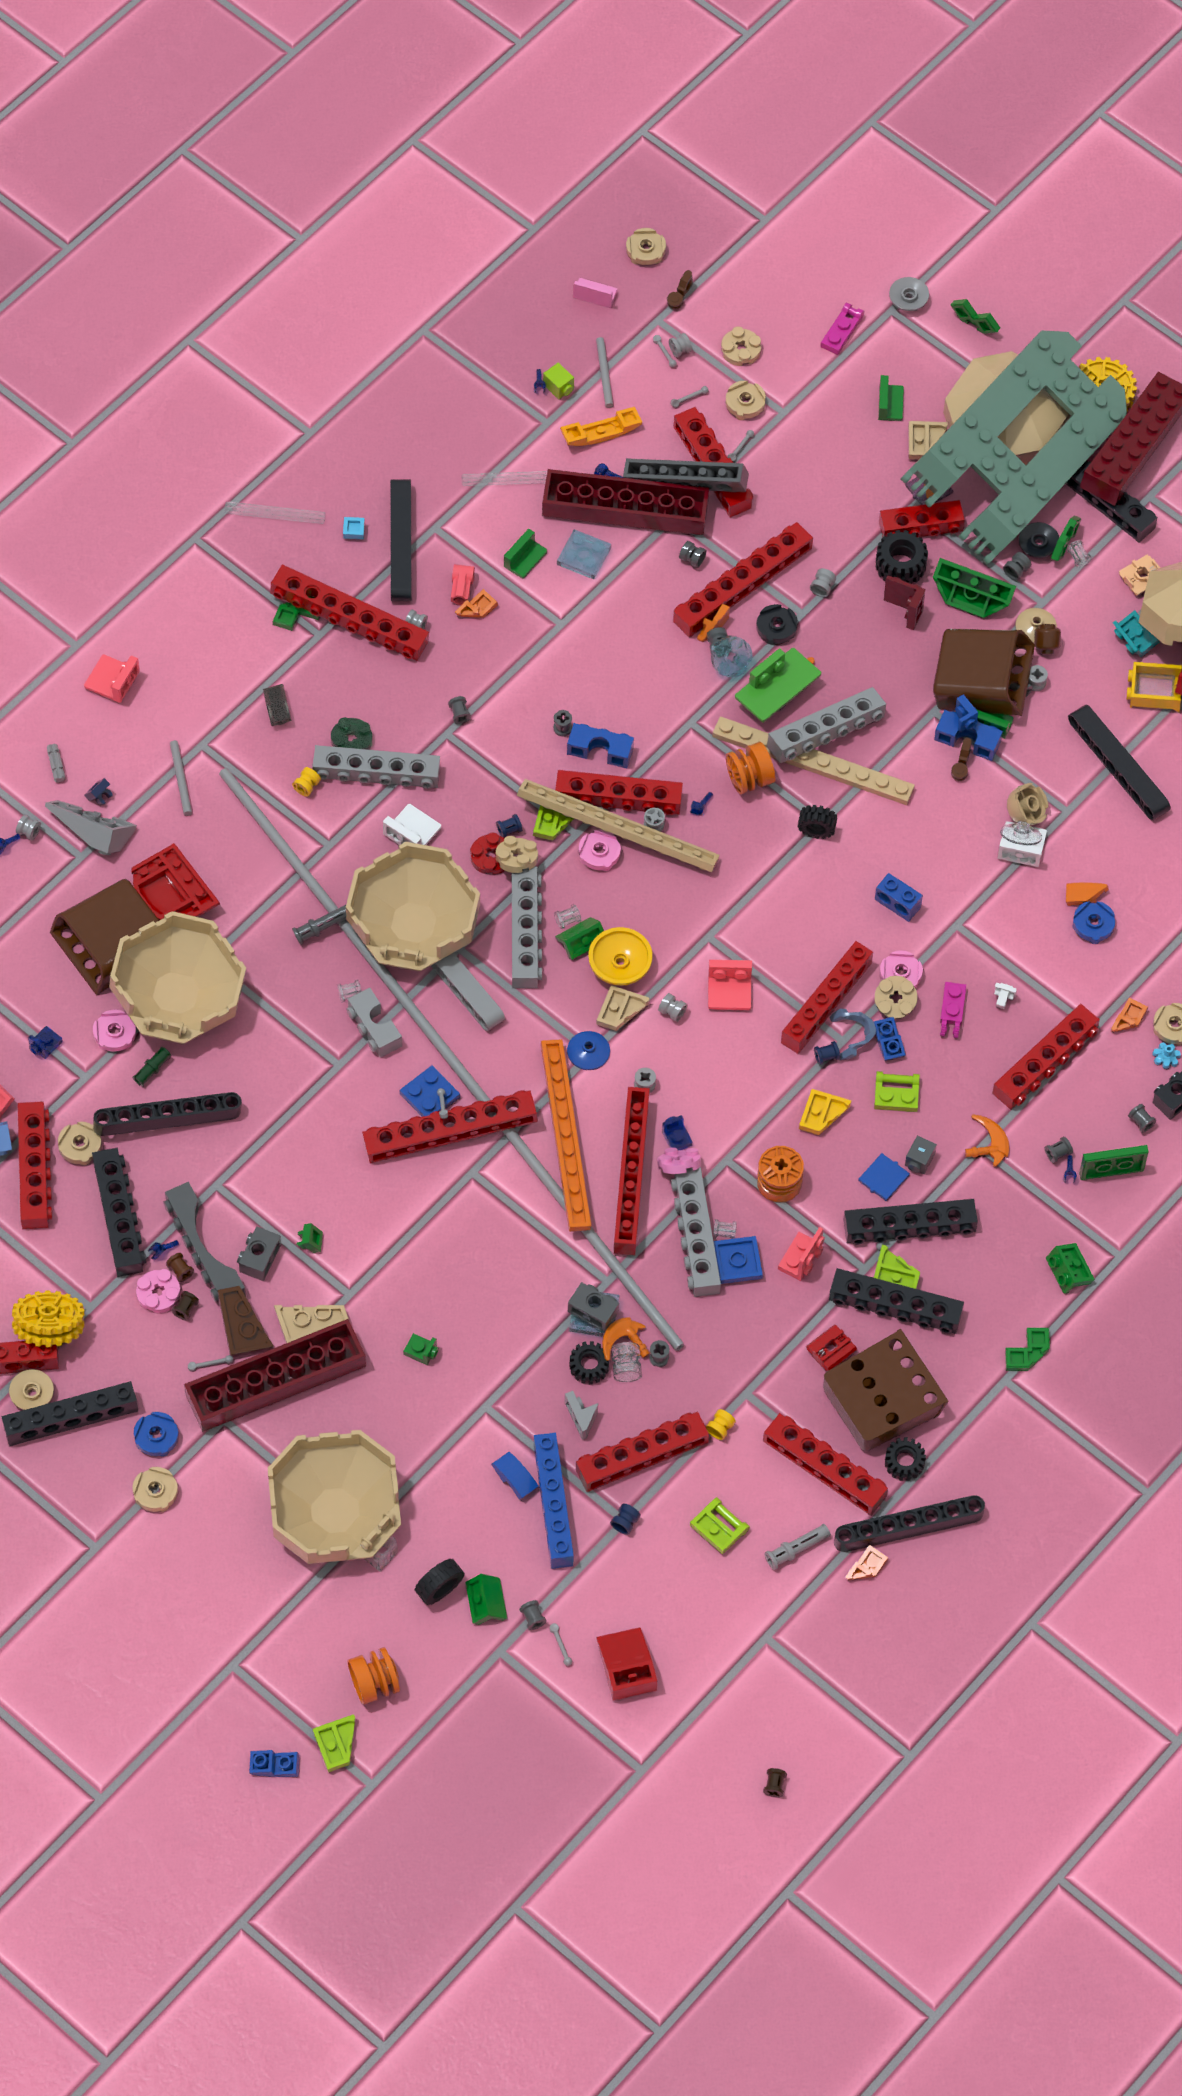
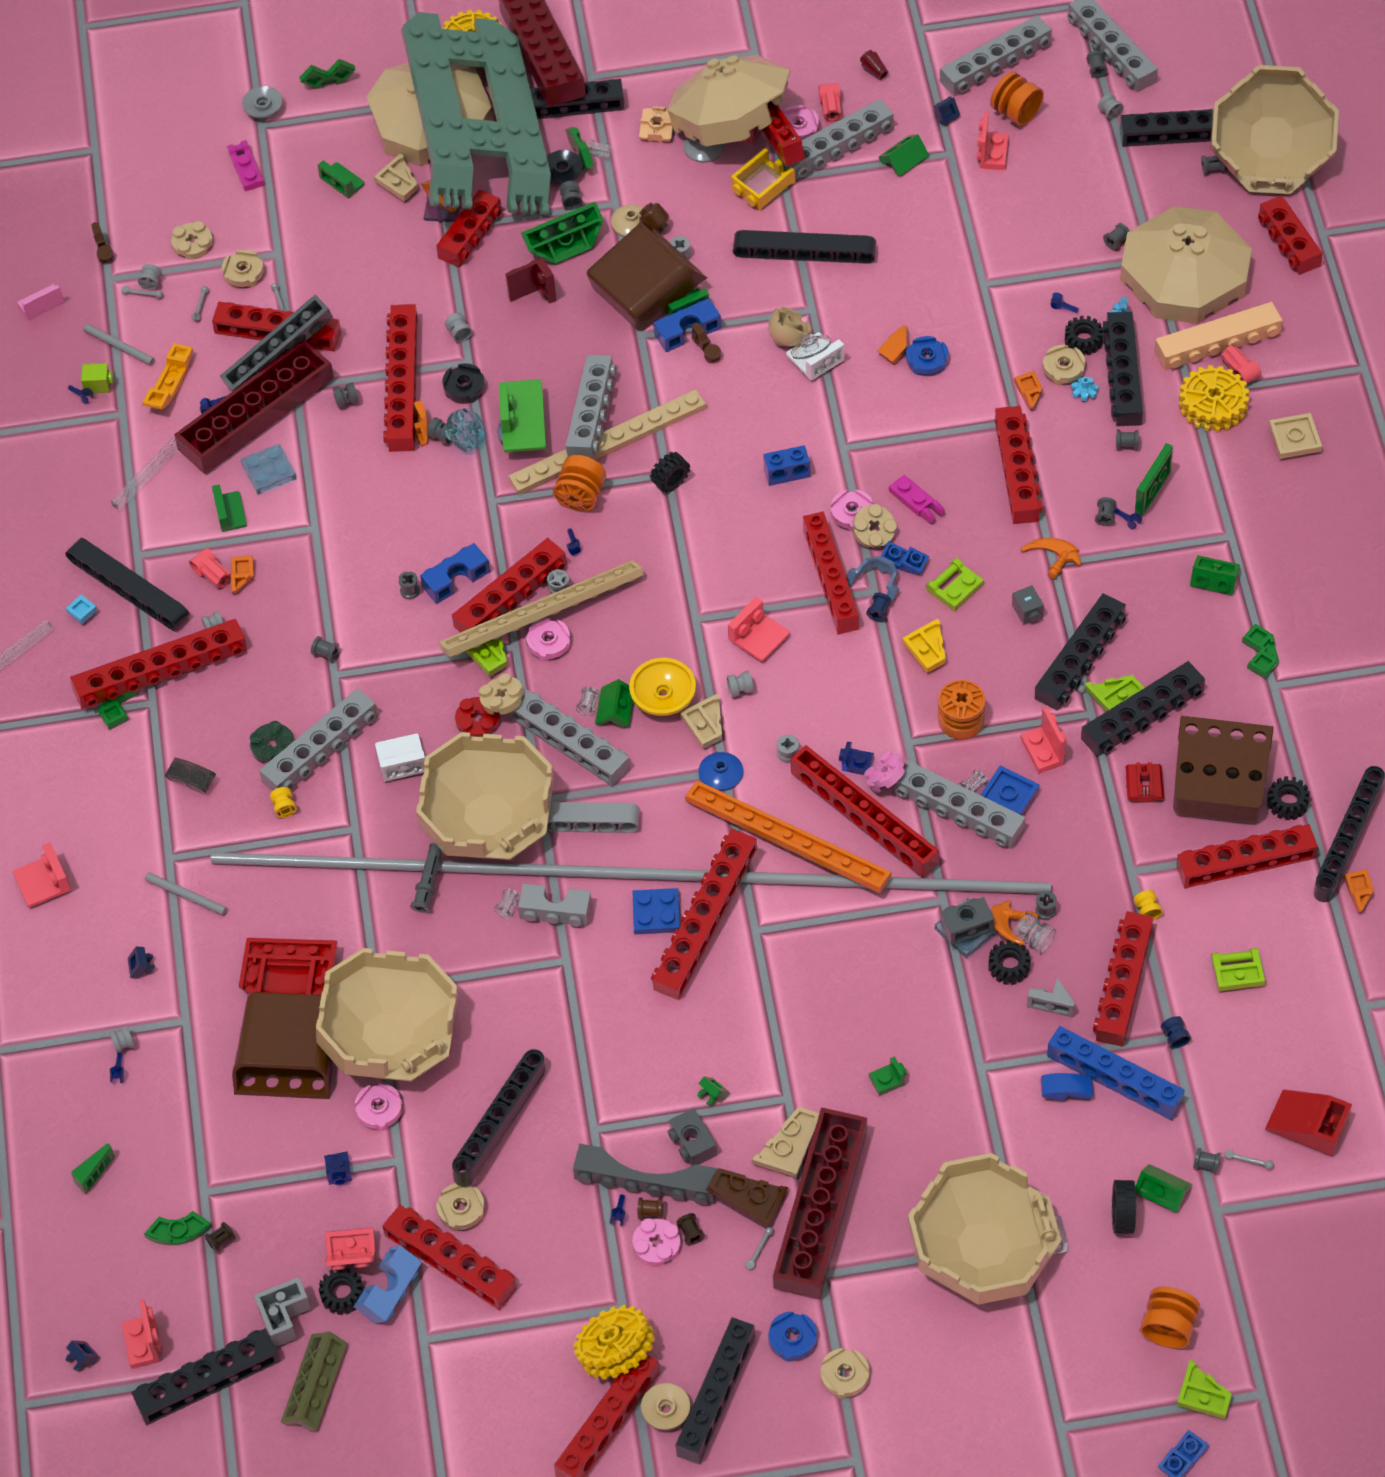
camera: 45 degrees left, 5 degrees down
(56, 763) = (79, 977): light grey axle -> none
(98, 832) = (183, 986): light grey wedge -> none
(125, 1262) = (561, 1231): black brick -> none
(151, 1066) = (439, 1100): dark green pin -> none
(443, 1113) = (695, 906): light grey hinge -> none
(514, 821) = (465, 685): dark blue bush -> none
(645, 256) = (39, 249): tan plate -> none
(786, 1549) = (1302, 935): light grey pin -> none
(883, 1177) = (1021, 645): blue piece -> none
(901, 544) = (488, 249): black tyre -> none
(966, 712) = (674, 307): blue bracket -> none
(1004, 992) = (936, 454): white brick -> none
(1138, 638) = (705, 161): teal bracket -> none

